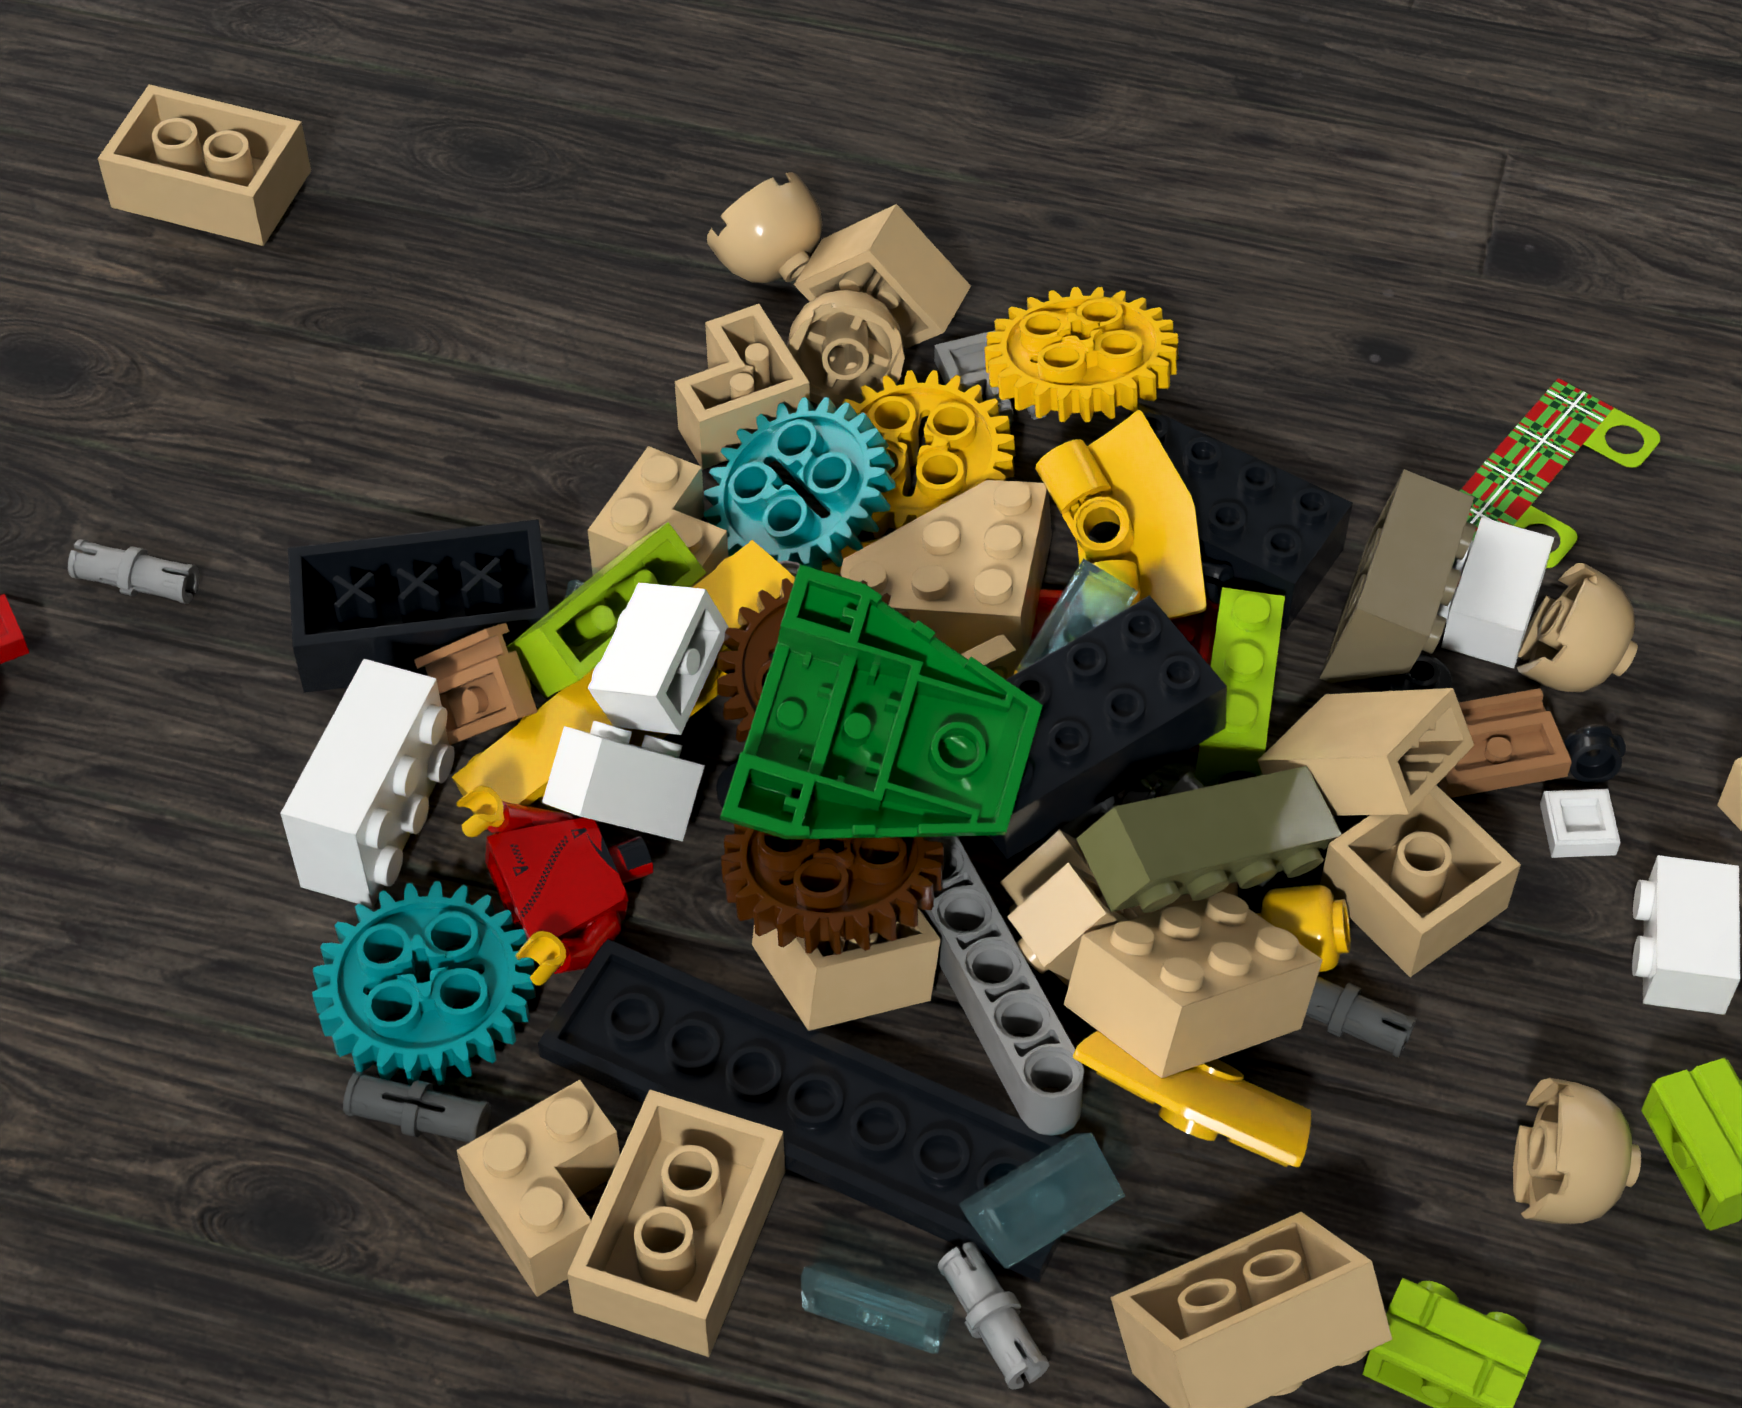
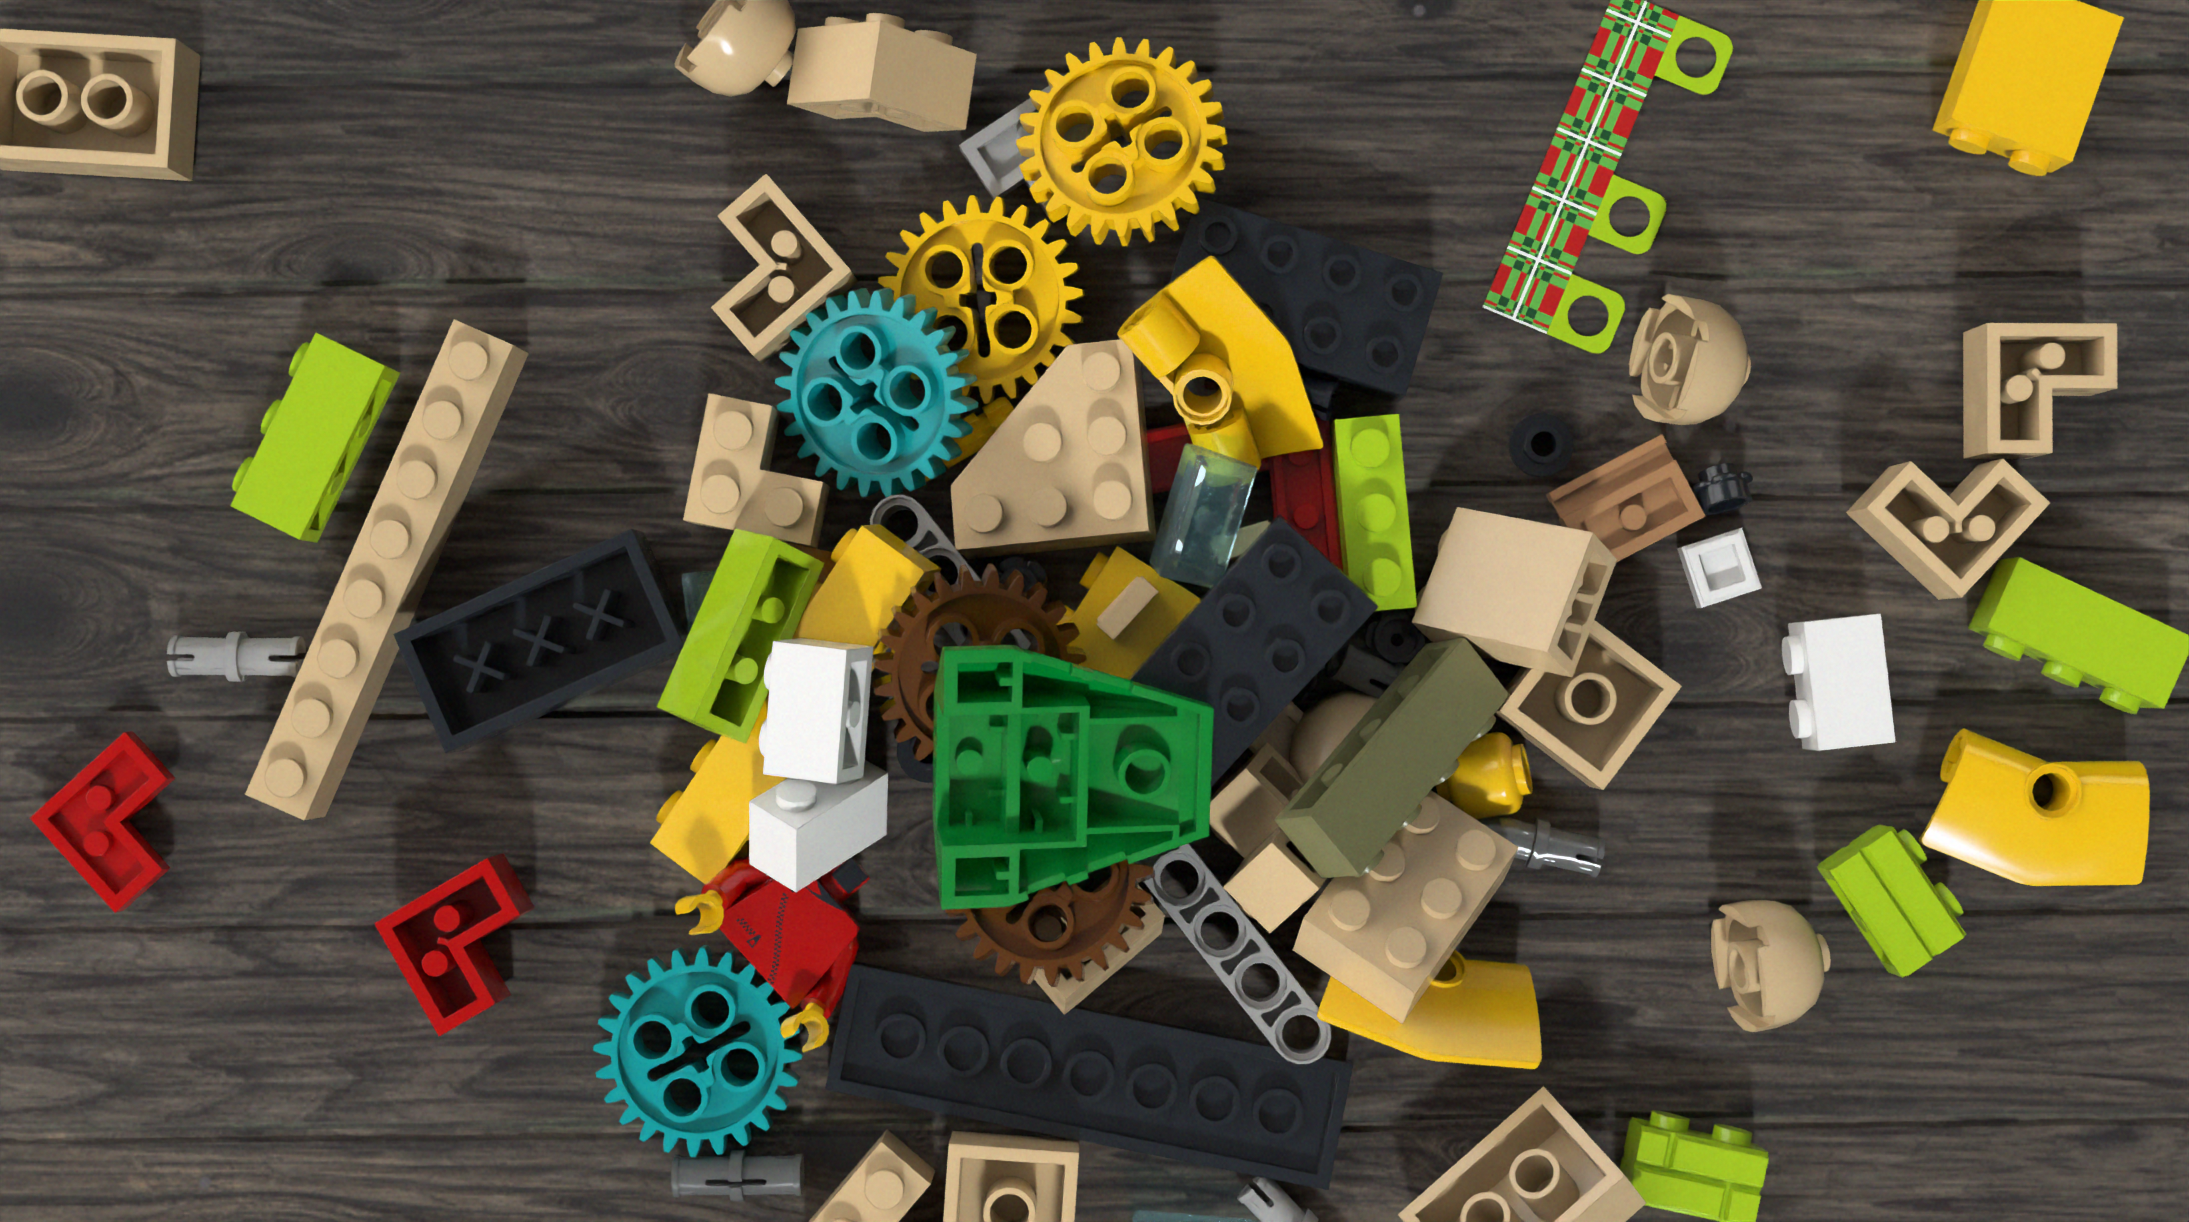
camera: 15 degrees left, 35 degrees up
(222, 809) = (441, 944): none -> red brick
(282, 426) = (313, 438): none -> lime brick
(334, 498) = (387, 572): none -> tan brick
(368, 784) = (575, 874): white brick -> none
(479, 683) = (637, 743): medium nougat plate -> none
(846, 343) = (866, 180): tan cylinder -> none
(1043, 1199) = (1313, 1127): clear light blue slope -> none
(1402, 582) = (1508, 357): dark tan slope -> none
(1496, 592) = (1599, 322): white brick -> none

